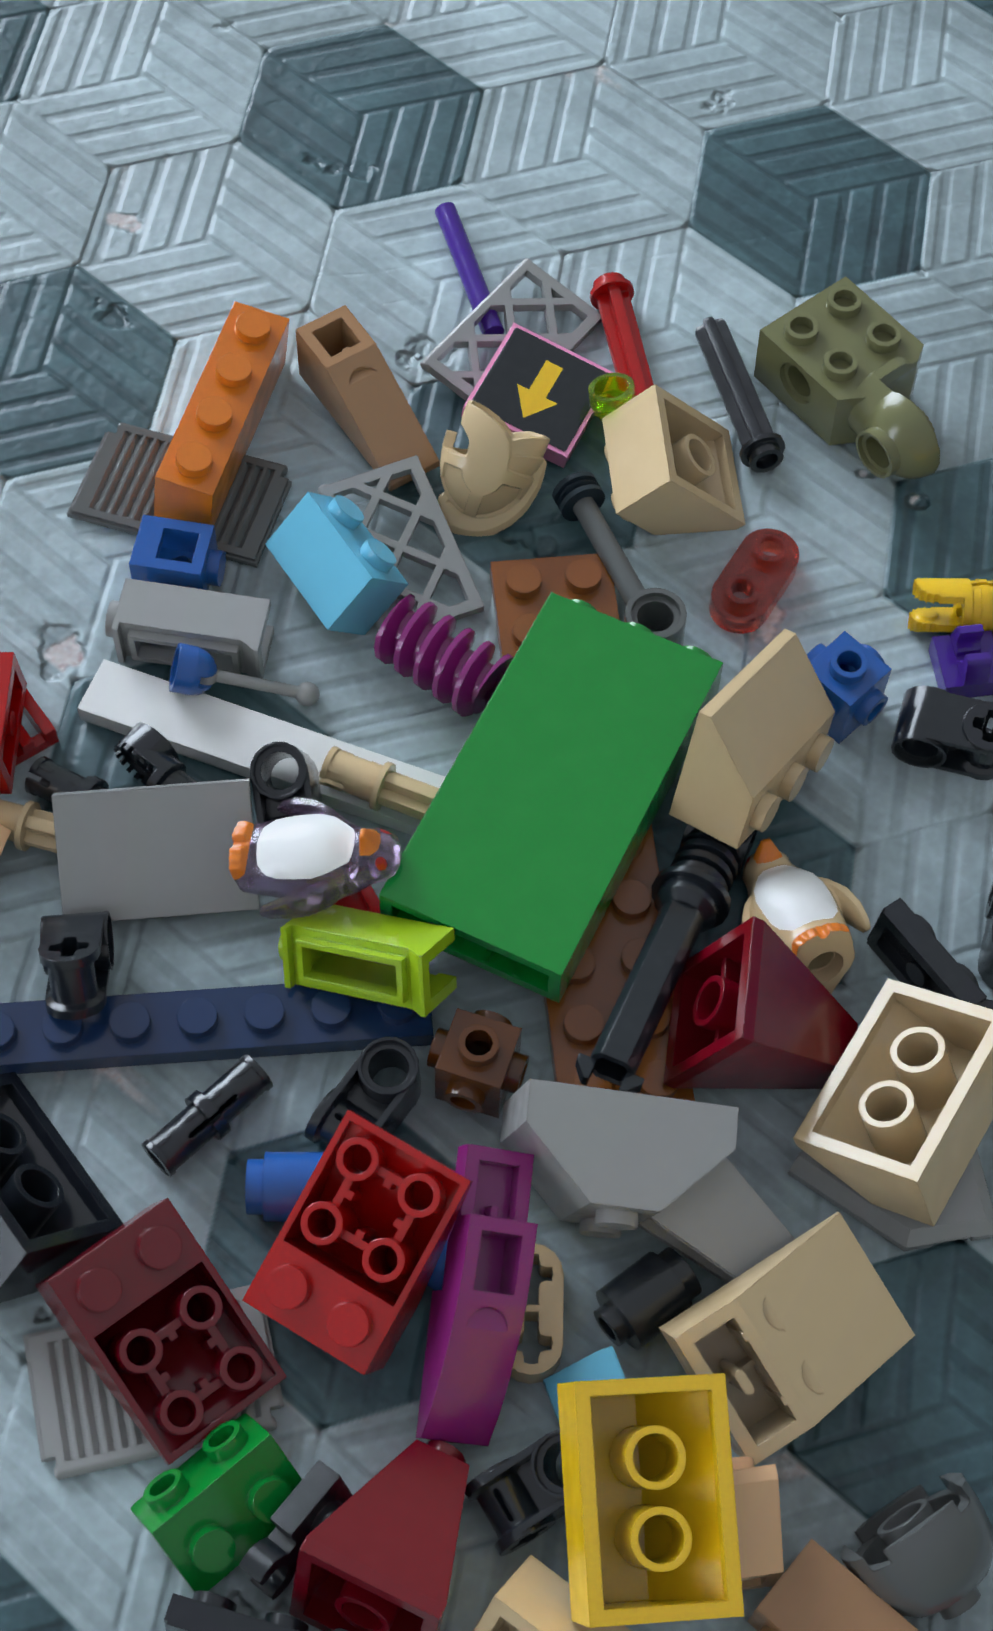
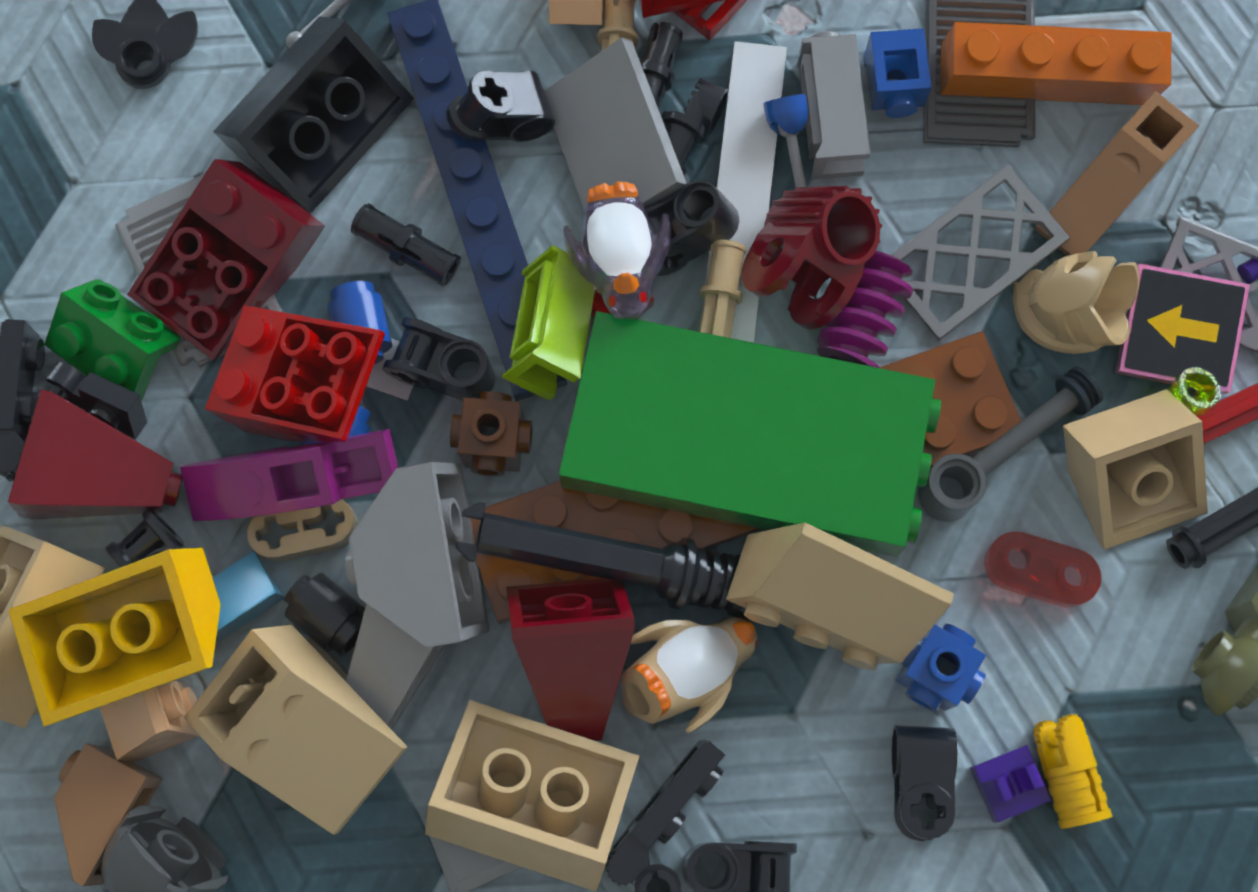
camera: 80 degrees right, 15 degrees up
(337, 563) = (932, 198): medium azure brick -> none
(347, 680) = (824, 237): none -> dark red piece

